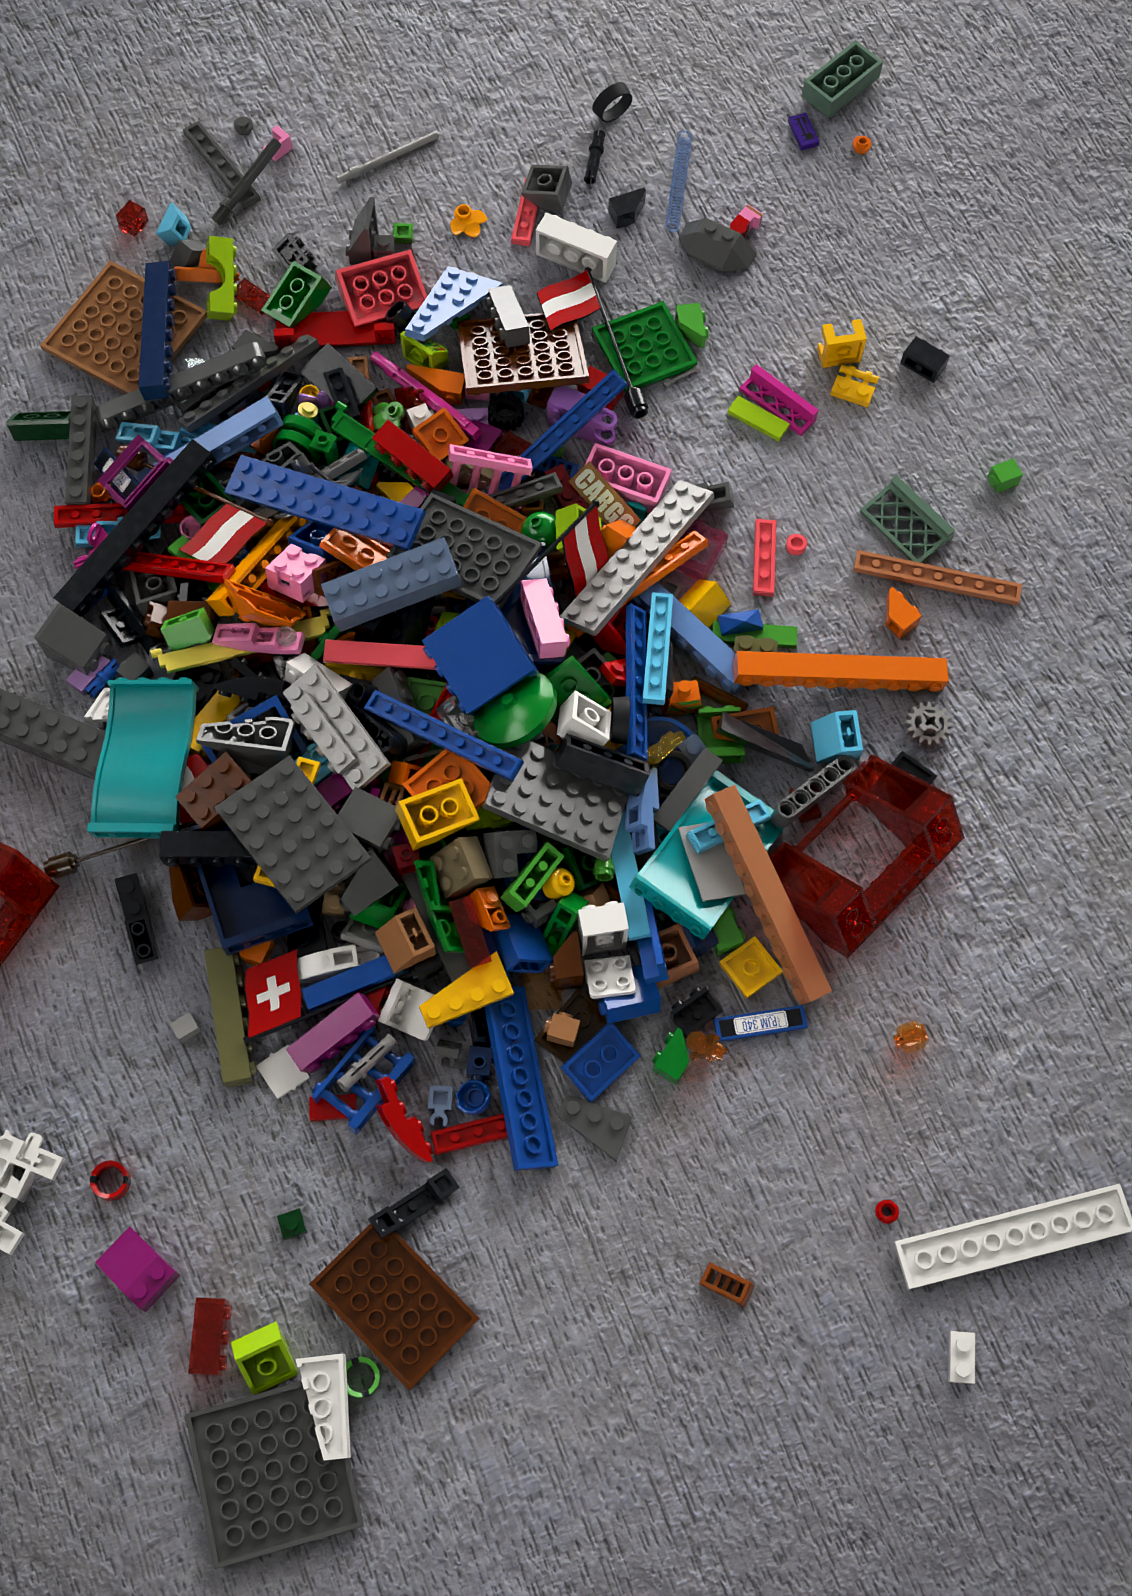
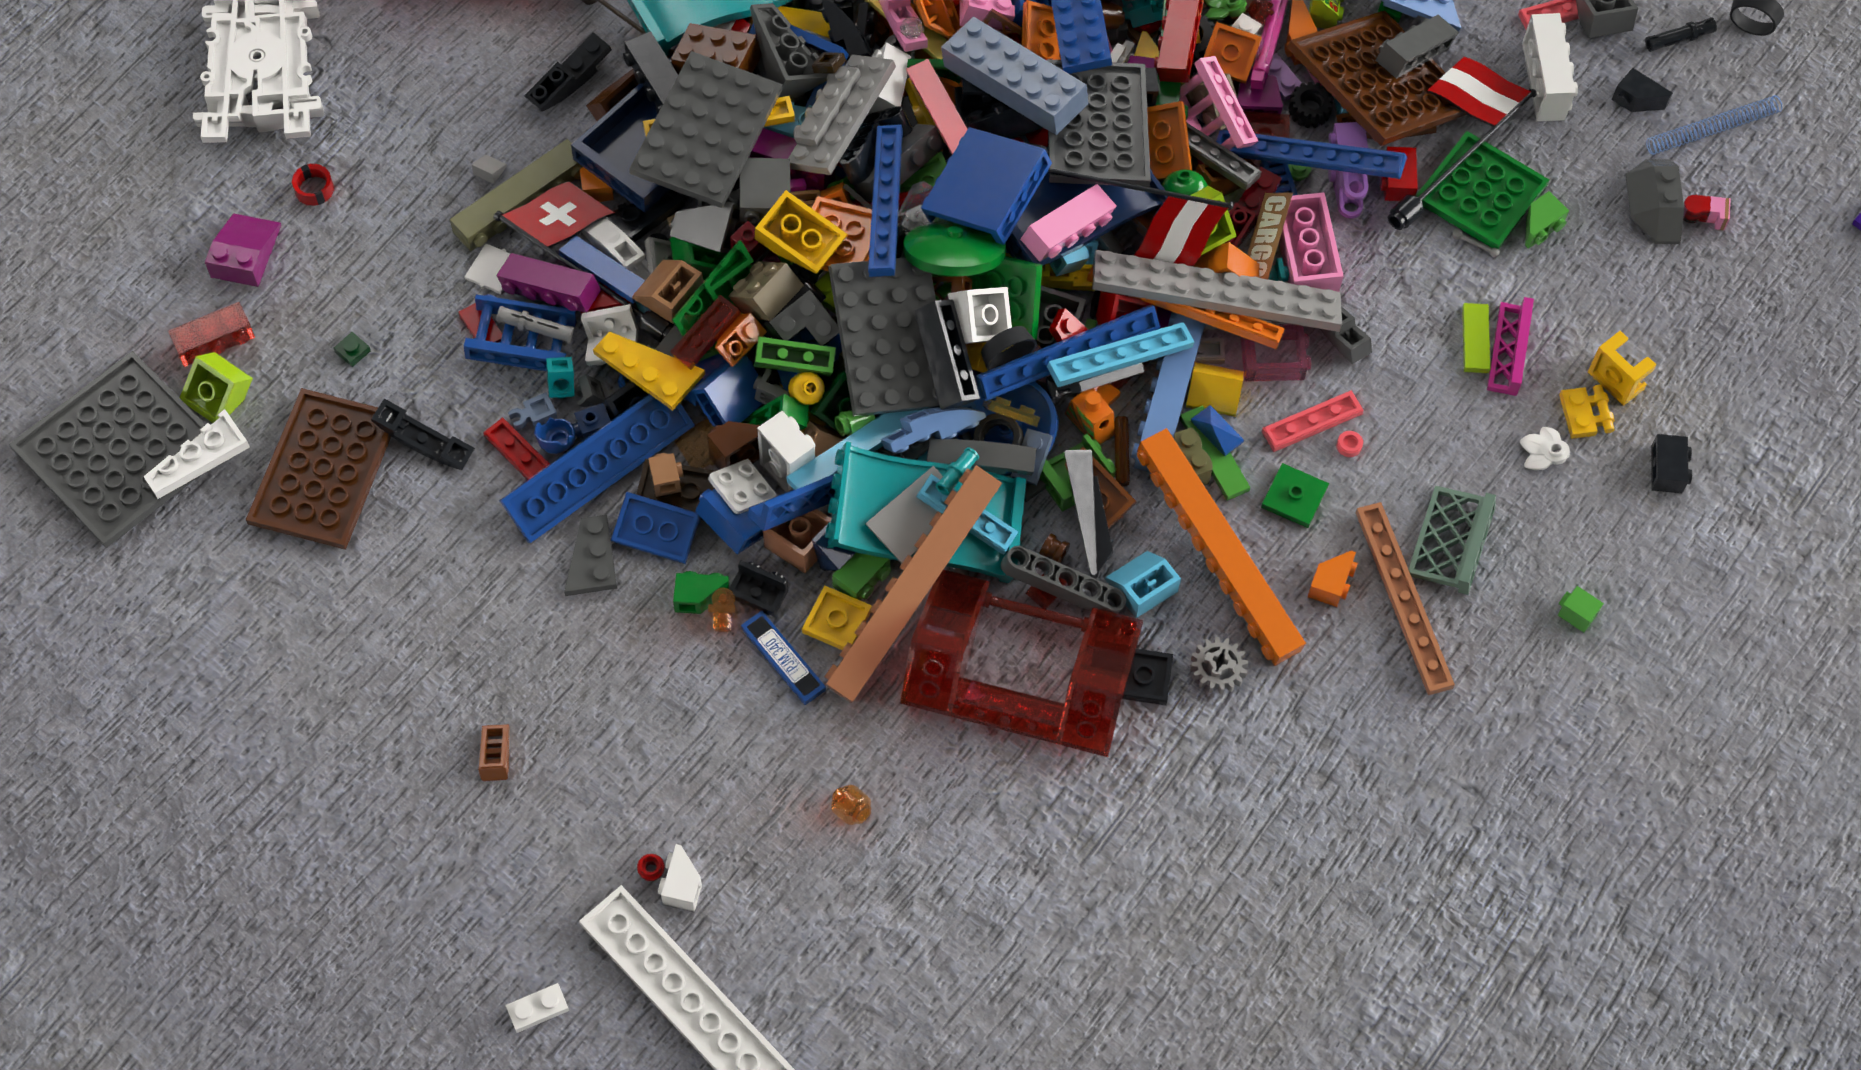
camera: 60 degrees right, 5 degrees down
(286, 712) = (828, 63): none -> dark brown tile
(374, 1387) = (235, 462): bright green piece -> none
(404, 1130) = (486, 390): red slope -> none
(425, 1067) = (560, 369): none -> teal brick
(698, 812) = (956, 470): none -> teal pin
(776, 784) = (1054, 548): none -> reddish brown wheel
(818, 602) = (1295, 495): none -> green plate
(869, 429) = (1542, 448): none -> white plate
(913, 1193) = (682, 883): none -> white slope

